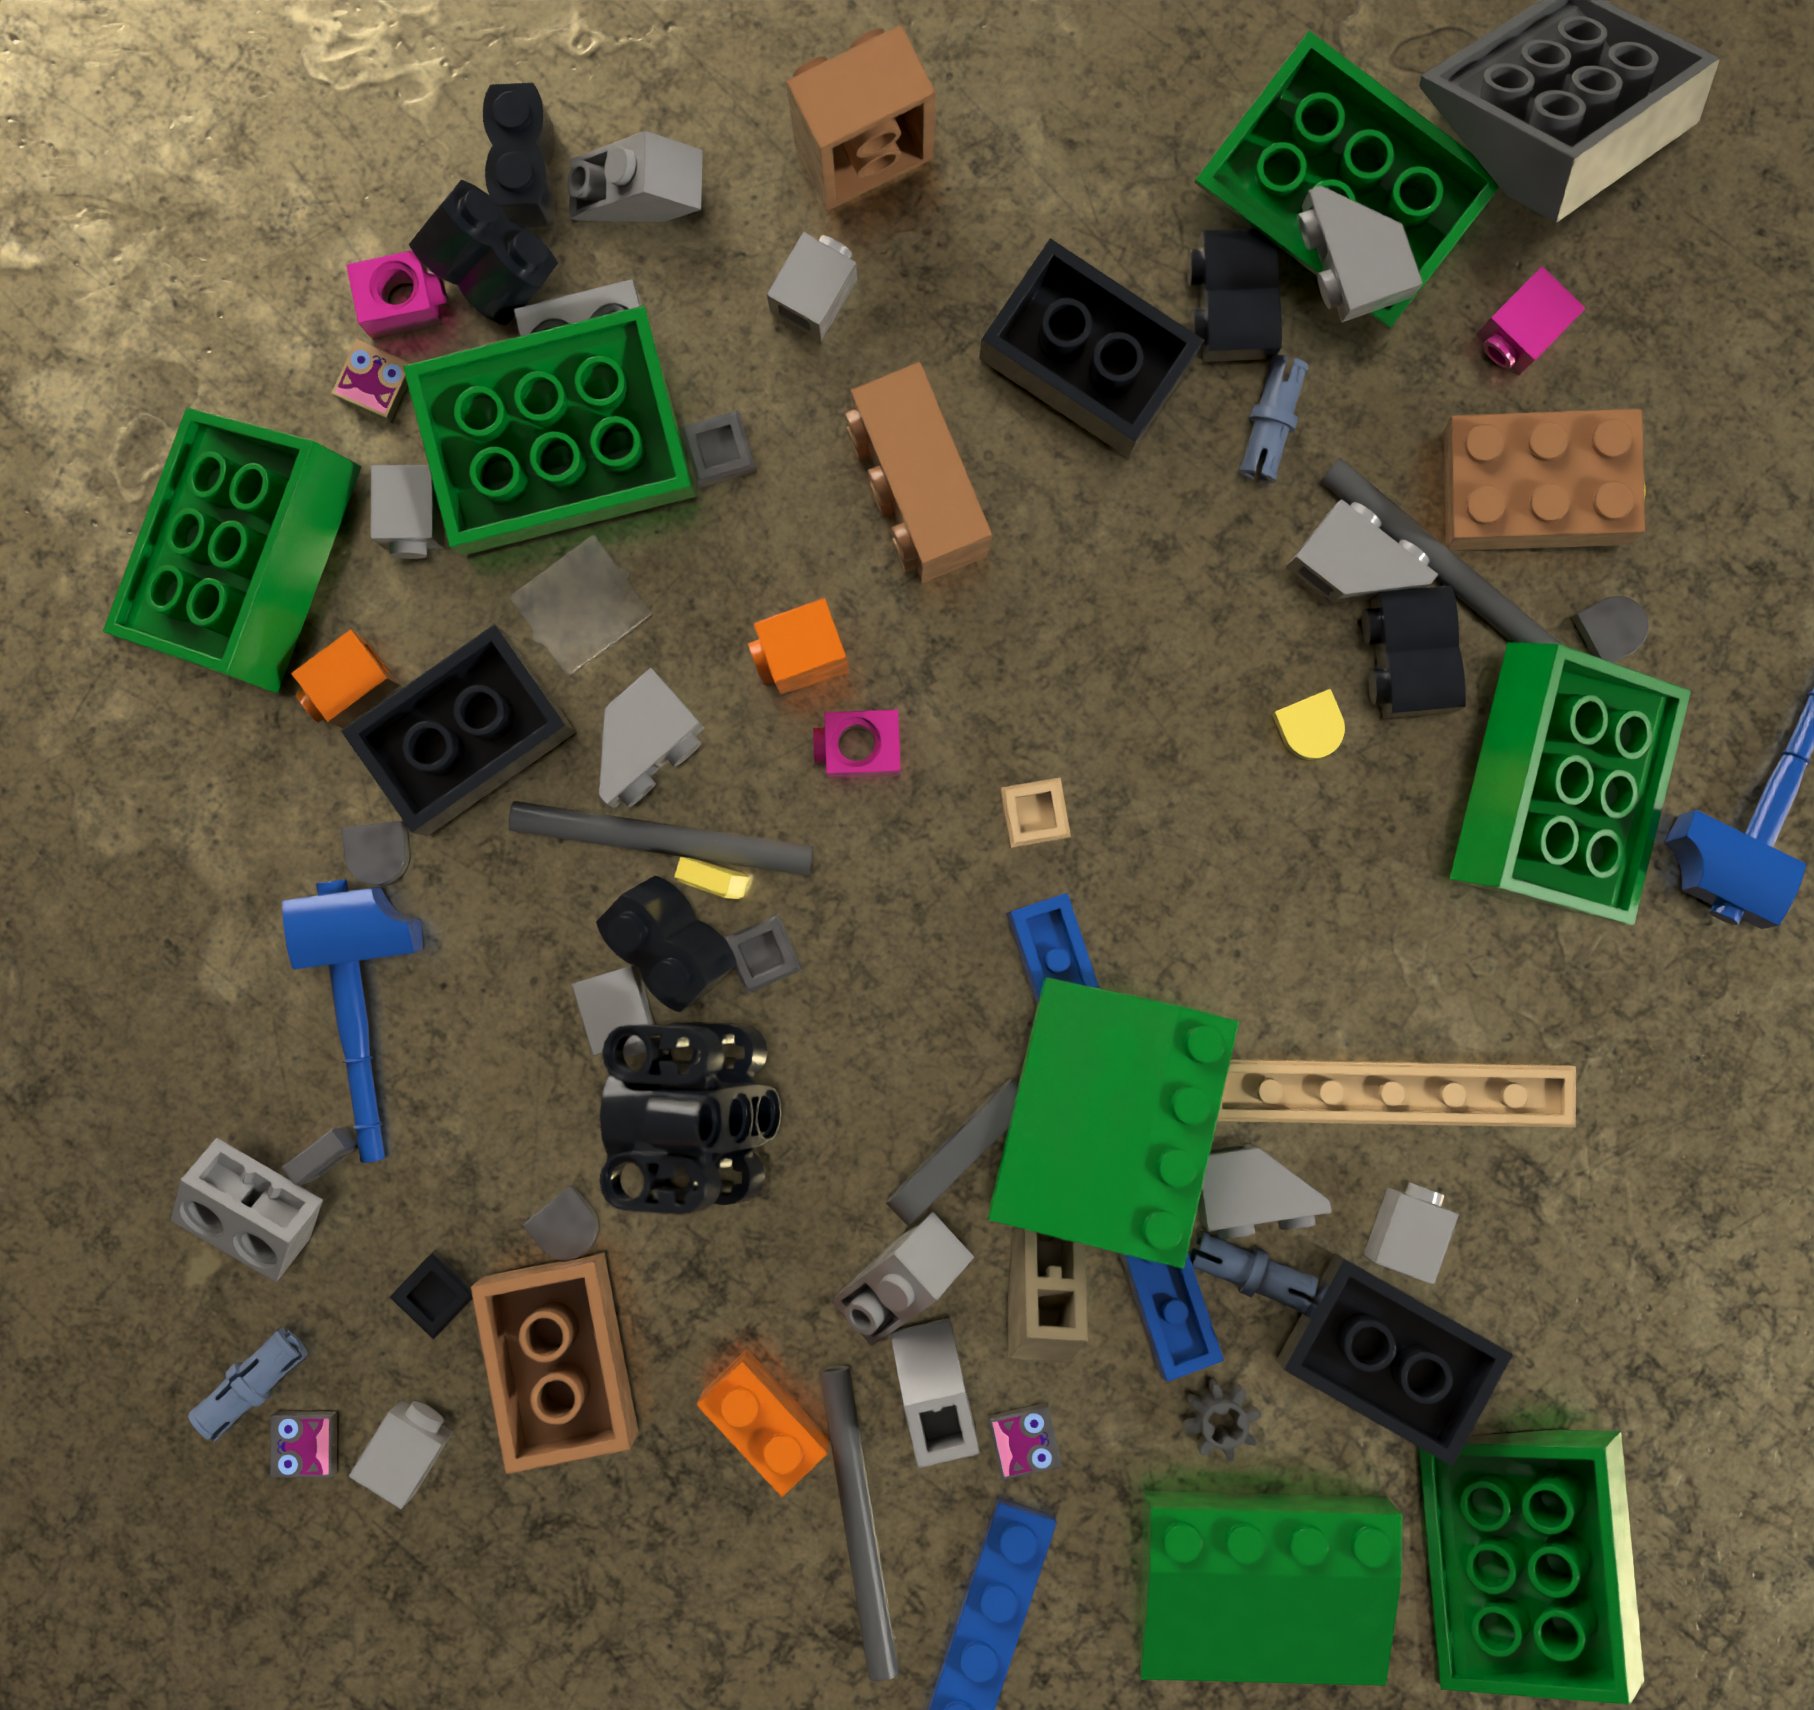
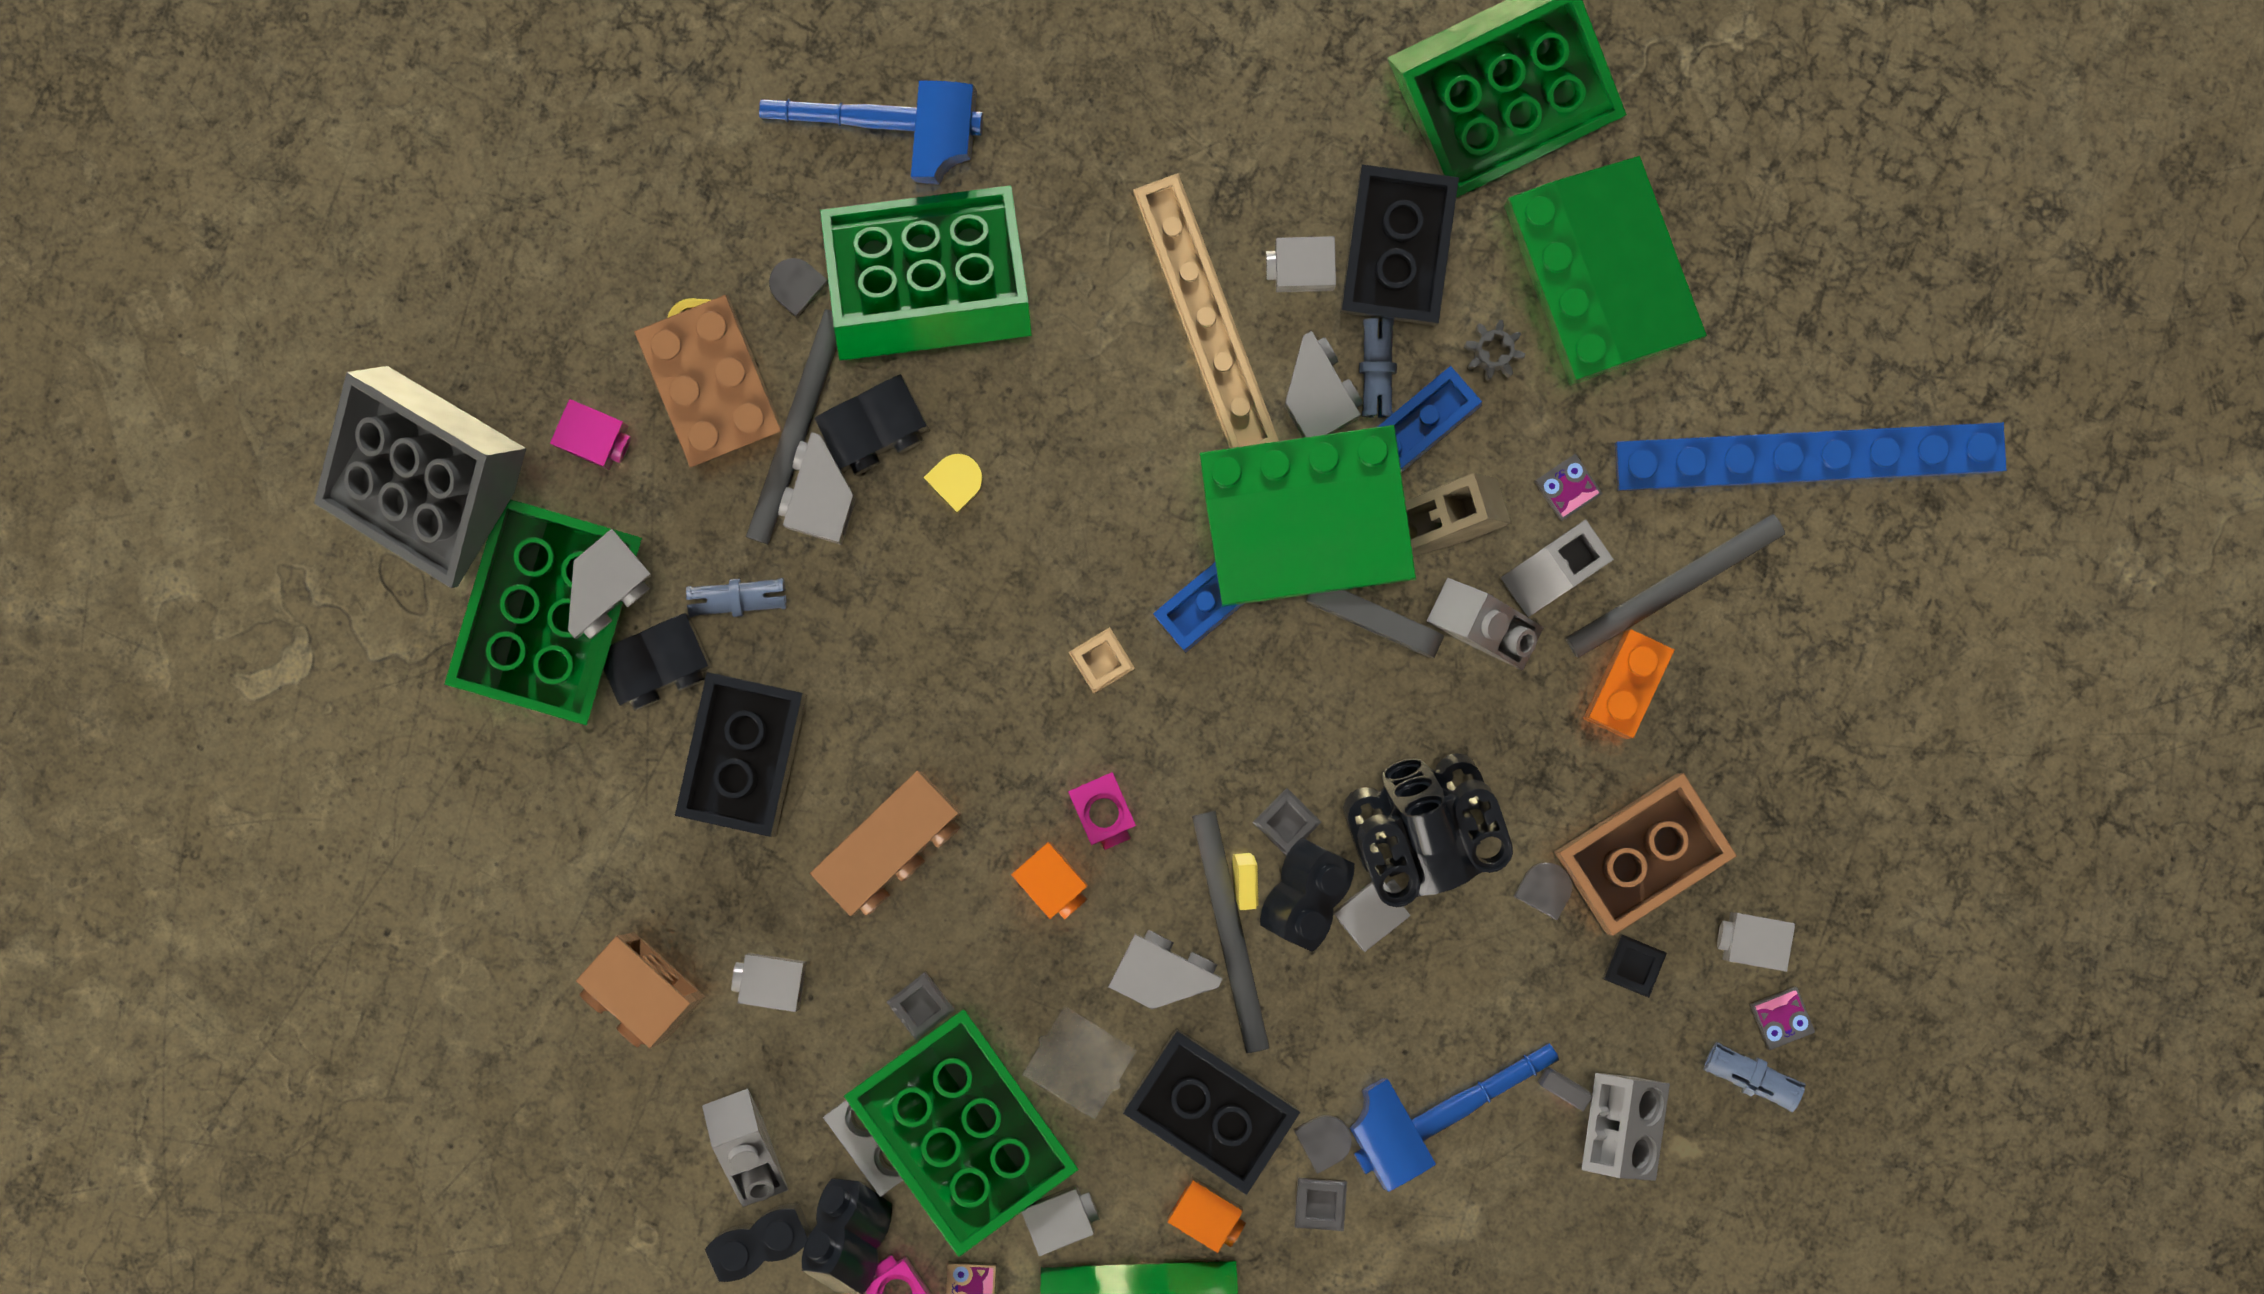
camera: 110 degrees left, 0 degrees up
(307, 818) = (1320, 1204): none -> flat silver tile

